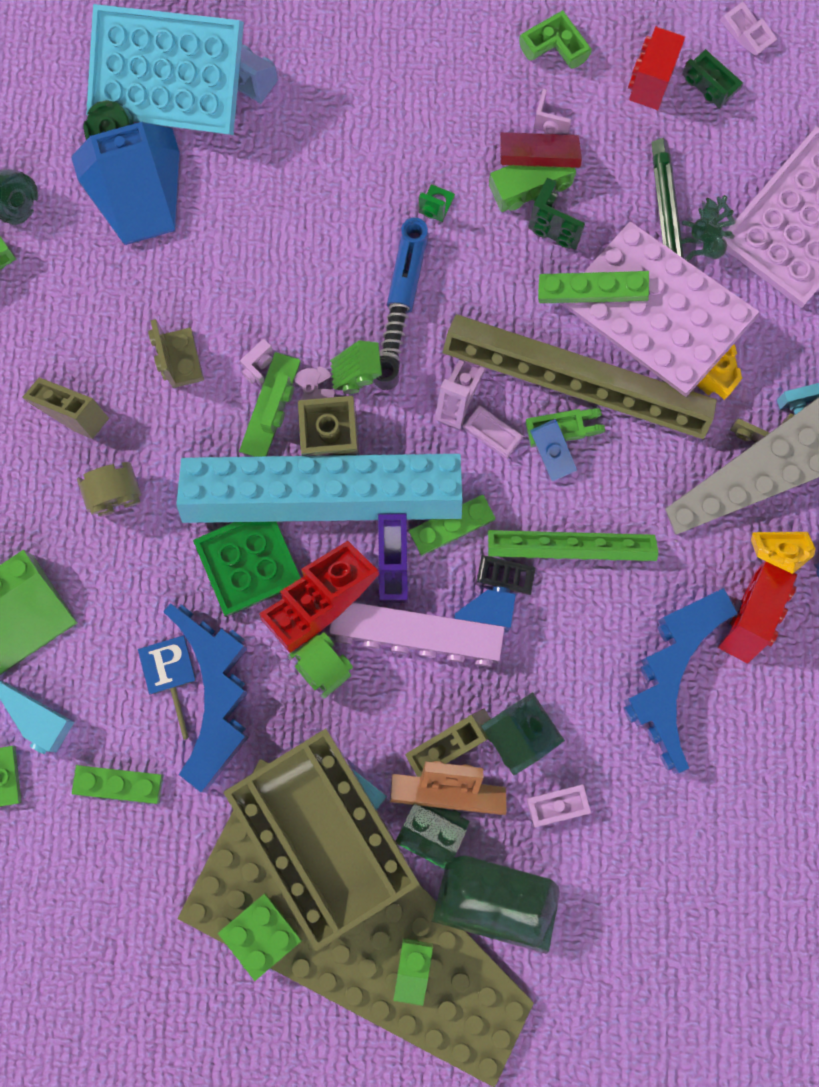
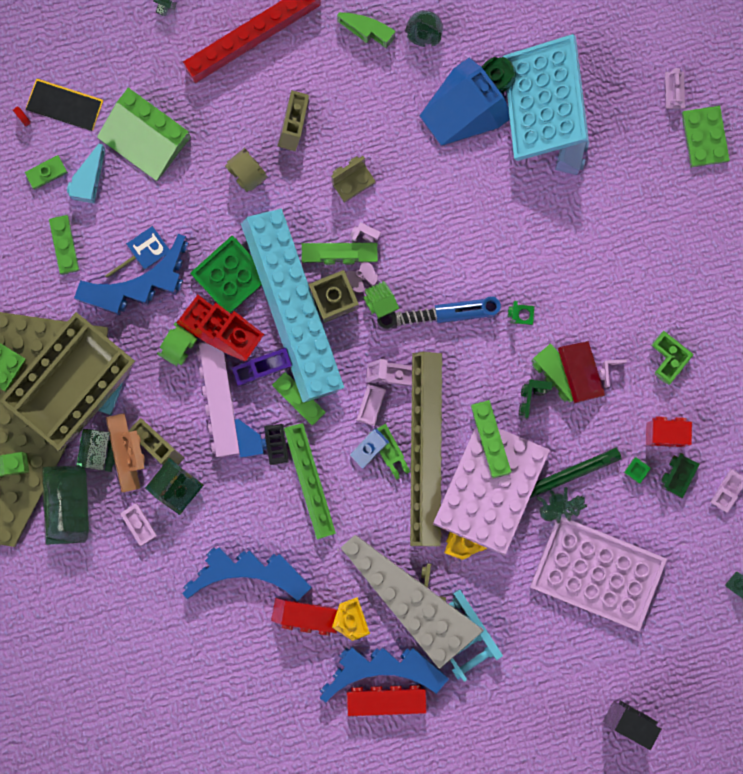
camera: 70 degrees right, 5 degrees up
(689, 127) = (637, 470): none -> green plate

